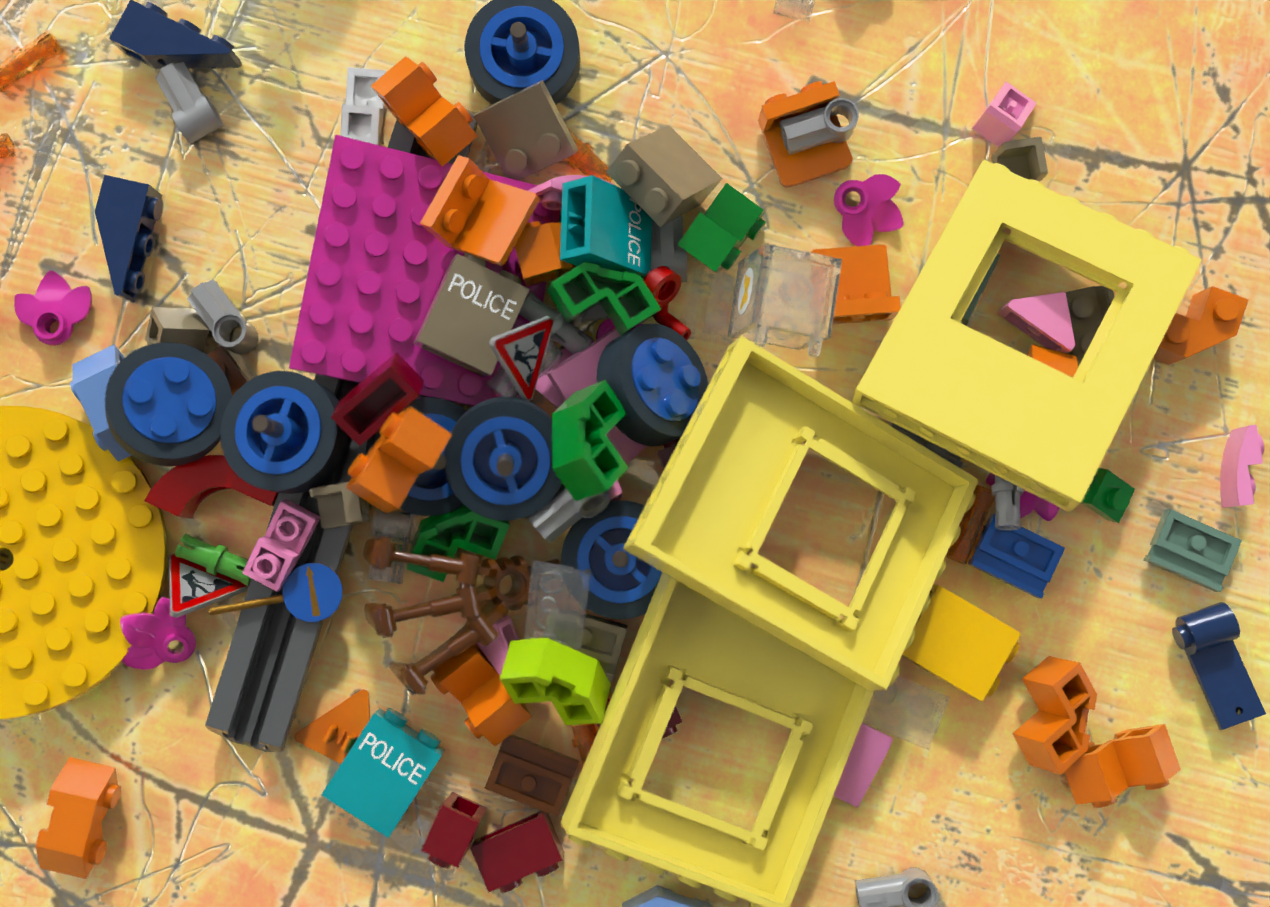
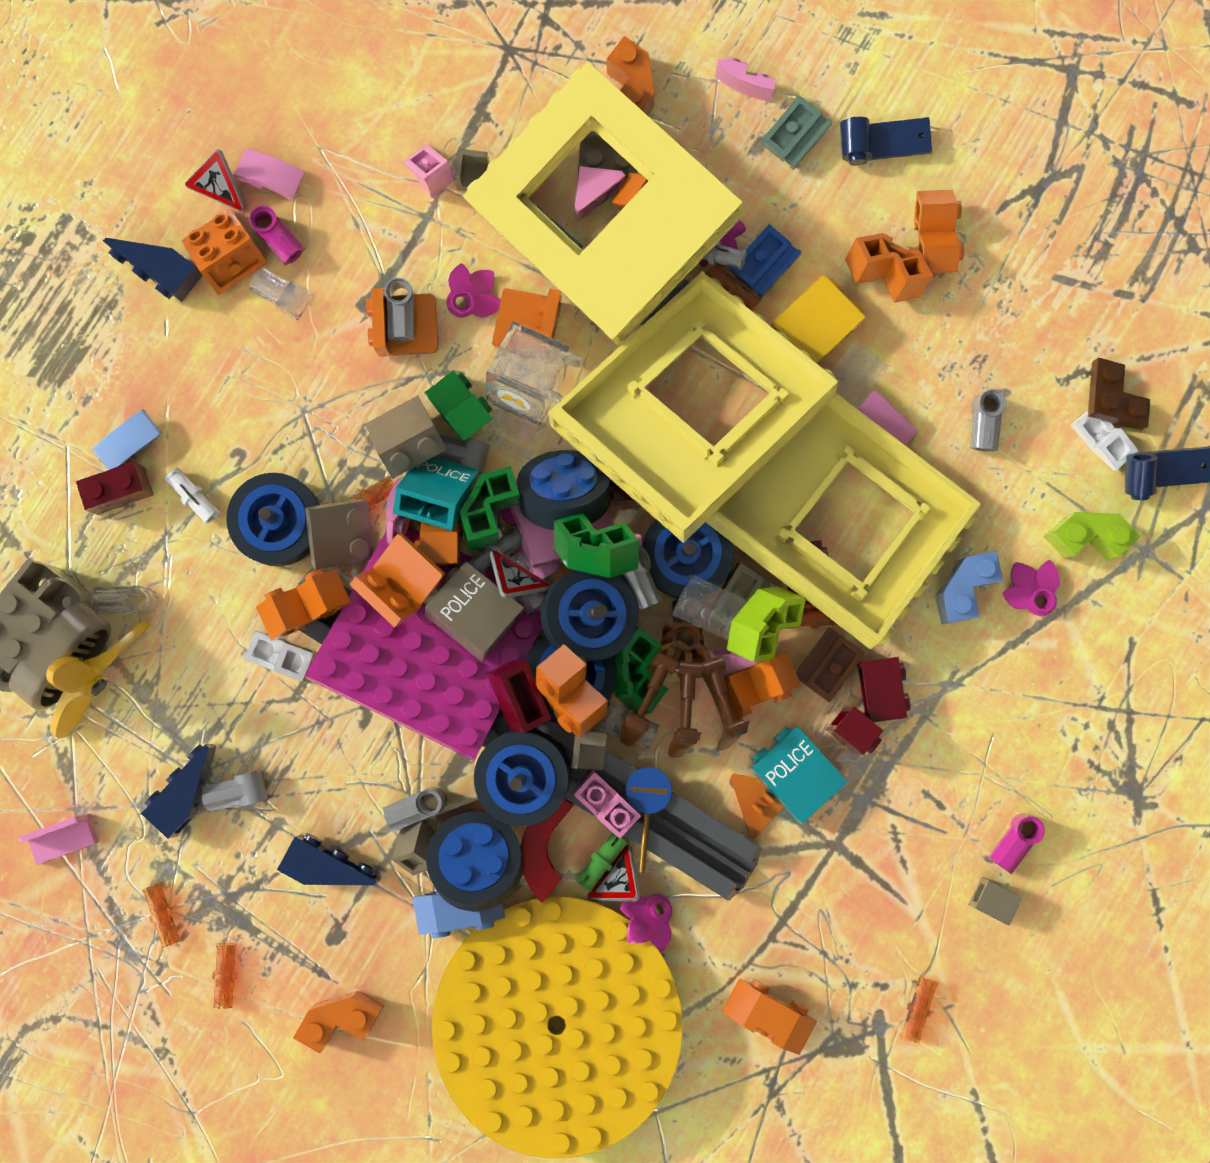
camera: 70 degrees left, 0 degrees up
(53, 303) = (364, 938): dark pink plate -> none
(664, 286) = (488, 460): red plate -> none
(1108, 495) = (740, 180): green bracket -> none

